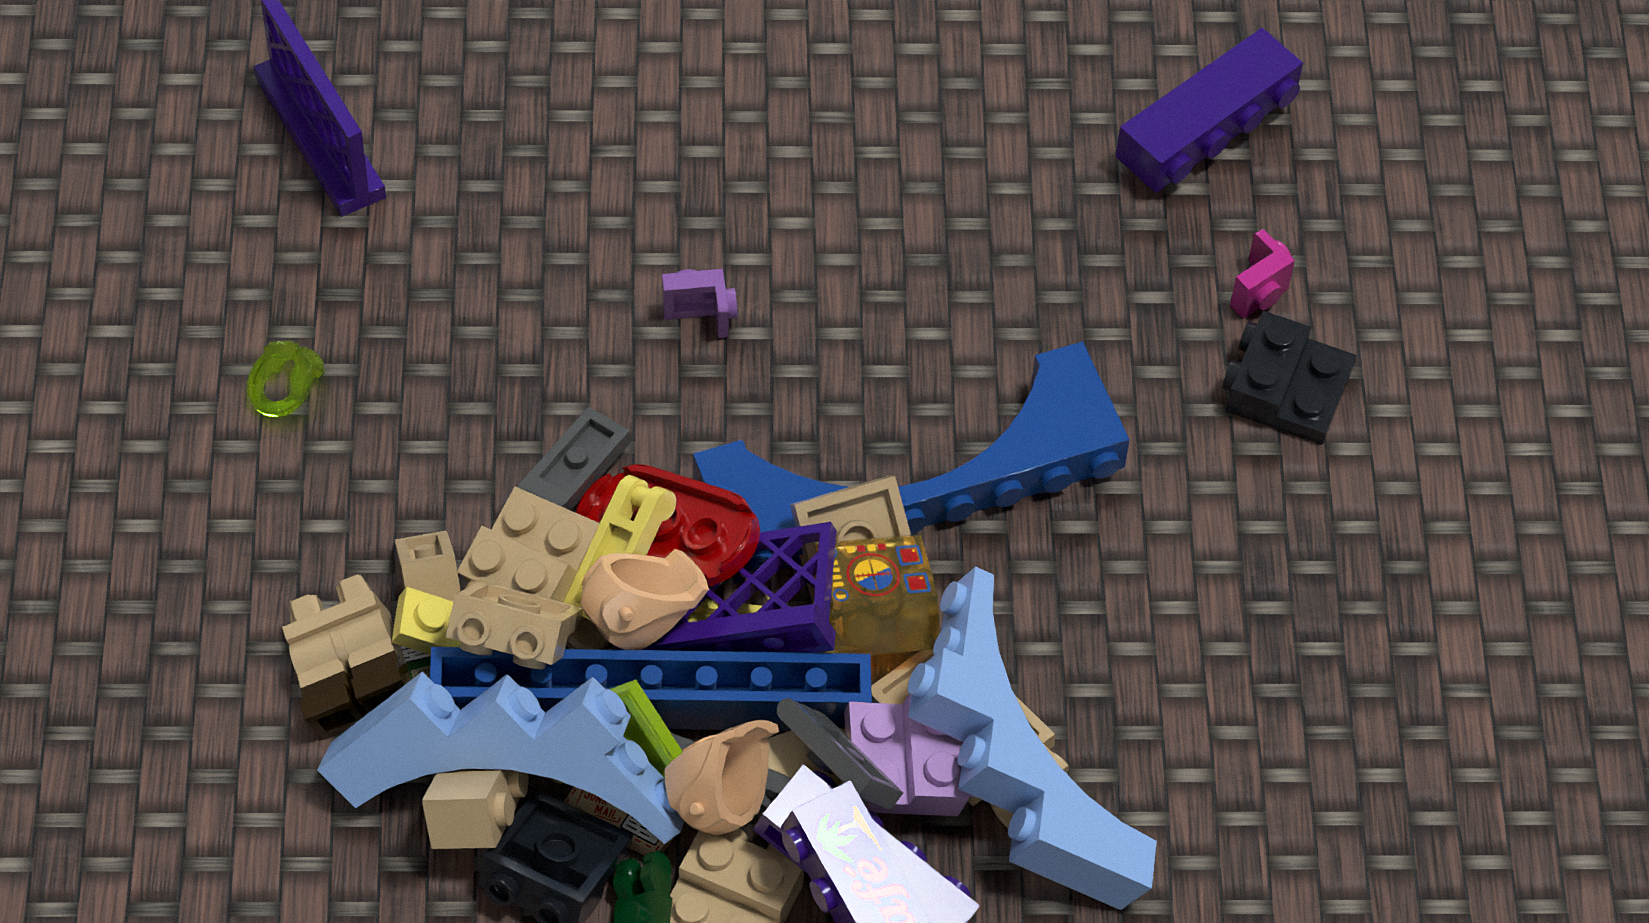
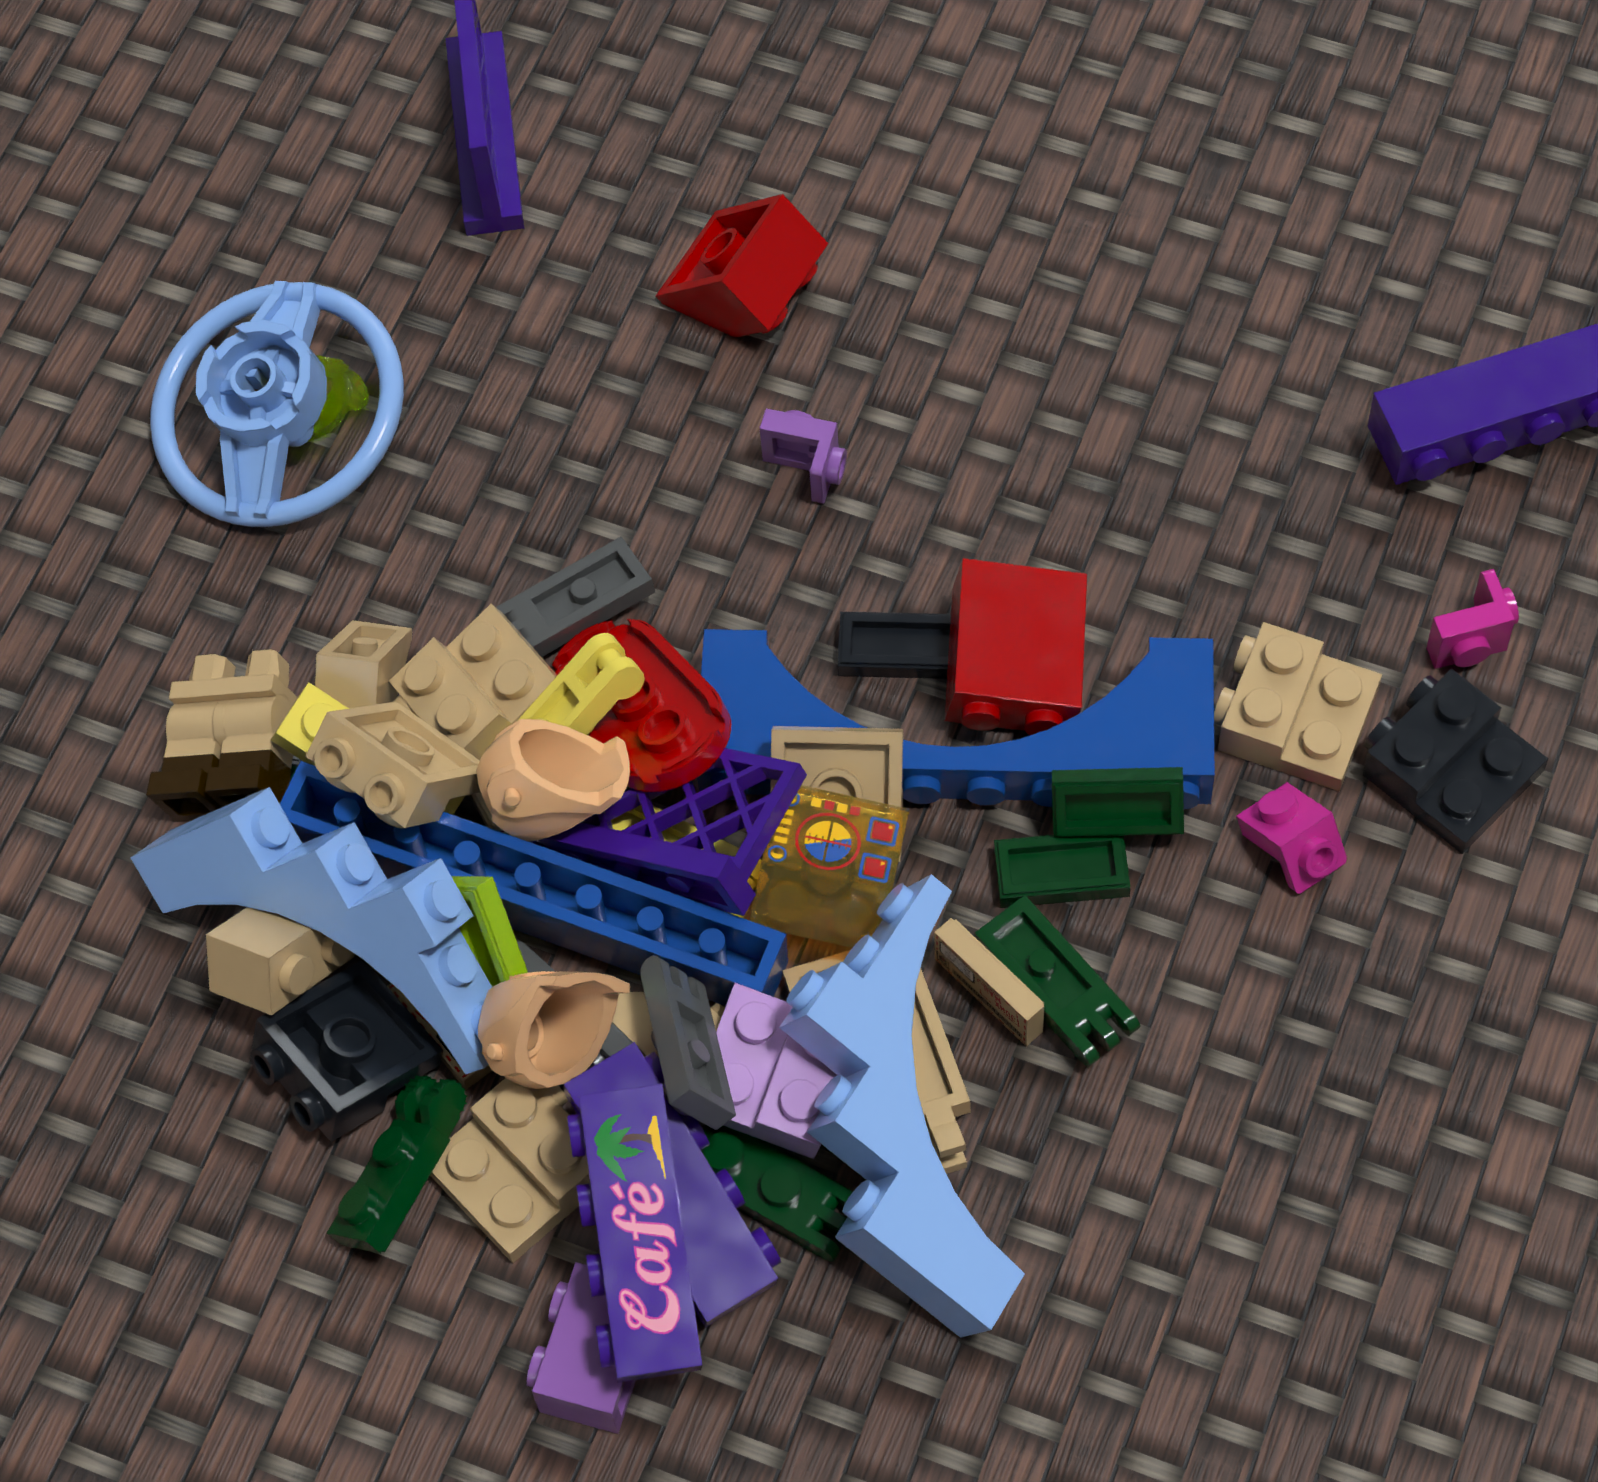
camera: 30 degrees right, 5 degrees up
(257, 407) = (283, 411): none -> light blue piece
(585, 174) = (745, 267): none -> red slope
(840, 423) = (893, 645): none -> black tile
(934, 395) = (1015, 646): none -> red brick
(955, 850) = (780, 1189): none -> dark green hinge
(1037, 648) = (989, 981): none -> tan tile
(1038, 548) = (1061, 869): none -> dark green tile
(1065, 482) = (1118, 802): none -> dark green tile
(1075, 629) = (1072, 992): none -> dark green hinge
(1159, 375) = (1295, 707): none -> tan plate
(1200, 464) = (1296, 834): none -> dark pink bracket

